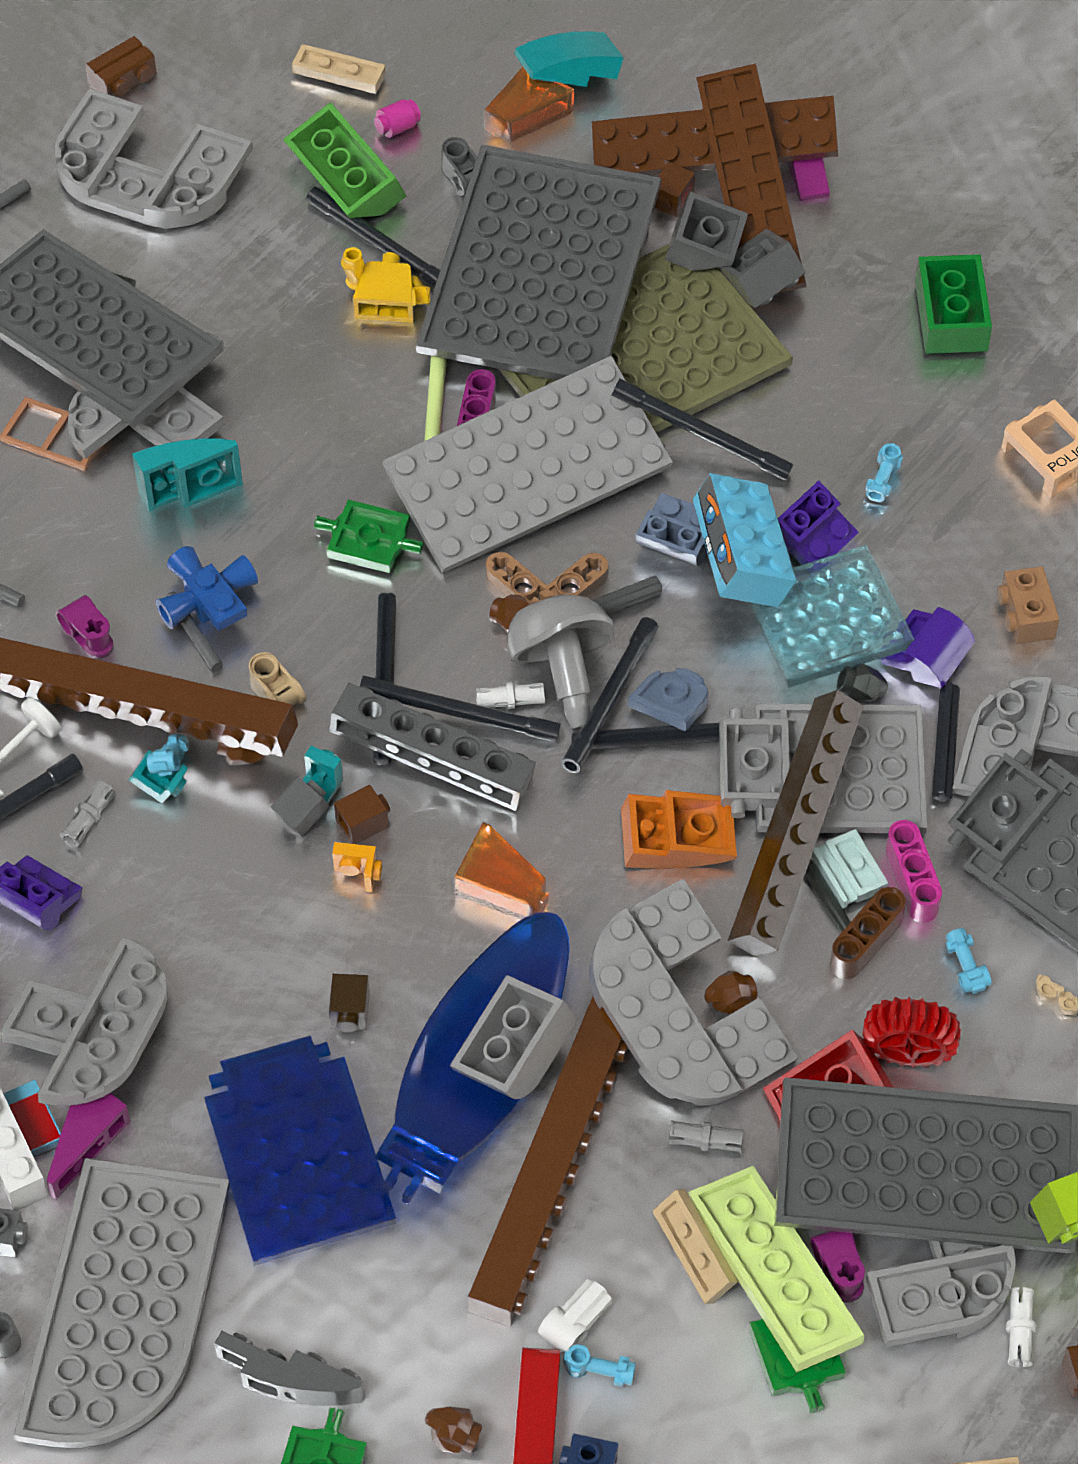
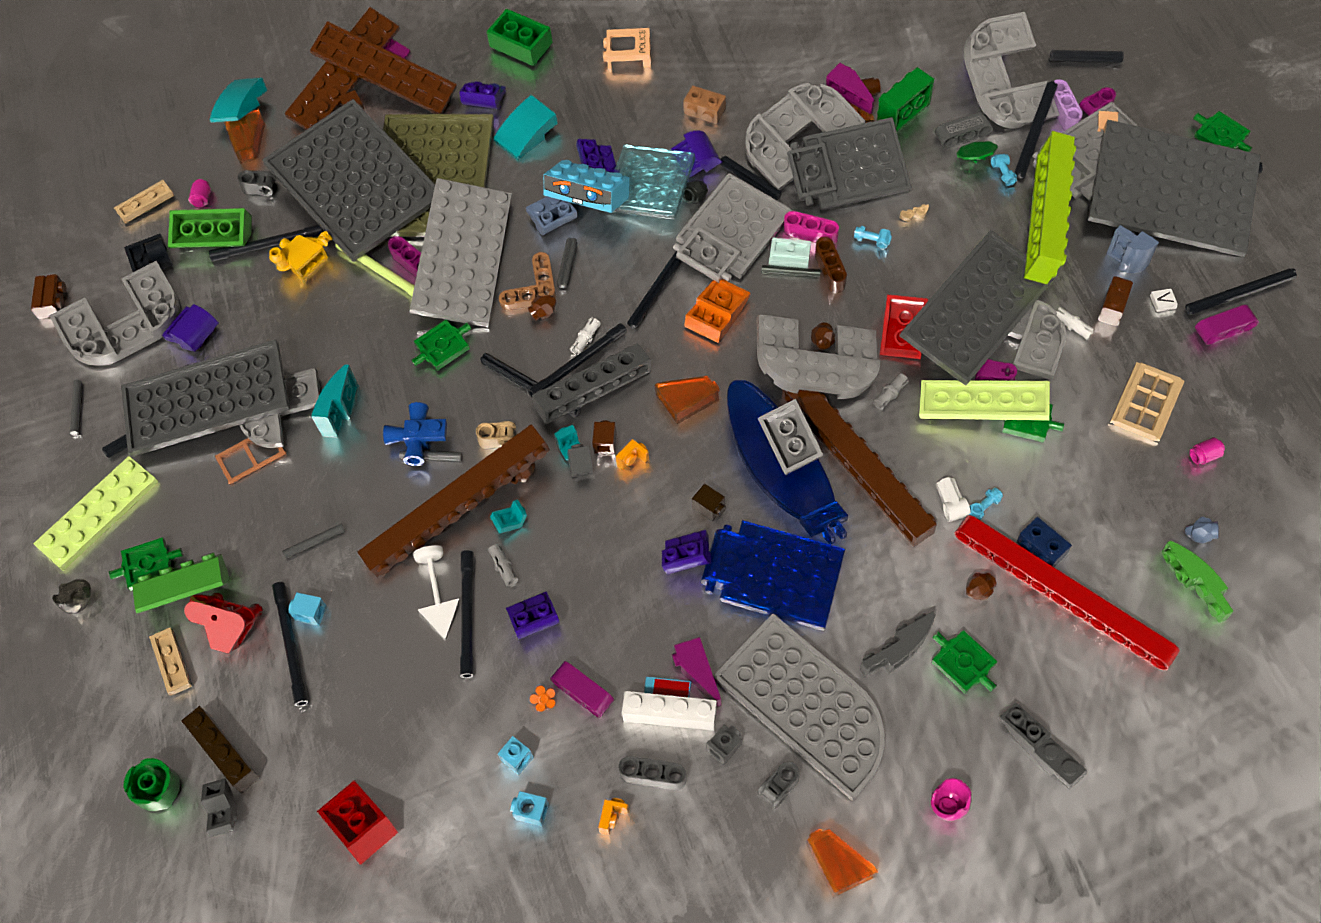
camera: 50 degrees left, 5 degrees up
(87, 627) = (387, 501): magenta piece -> none
(92, 1035) = (643, 627): light grey plate -> none
(168, 759) = (506, 507): medium azure bar -> none
(184, 247) = (191, 328): none -> dark purple brick
(245, 1016) = (686, 552): none -> dark purple brick
(264, 126) = (148, 251): none -> black plate
(560, 632) = (575, 288): light grey piece -> none
(583, 742) = (643, 319): black piece -> none
(641, 399) = (472, 180): black piece -> none
(671, 697) = (641, 269): sand blue tile -> none
(695, 1246) = (947, 428): tan plate -> none
(705, 234) = (397, 104): dark grey slope -> none
(763, 268) = (435, 93): dark grey slope -> none
(796, 824) = (758, 254): brick -> none
(802, 410) = (525, 127): none -> teal slope
(816, 324) = (482, 95): none -> dark purple brick
(890, 461) = (581, 113): medium azure bar -> none
(912, 1032) = (901, 273): red gear -> none

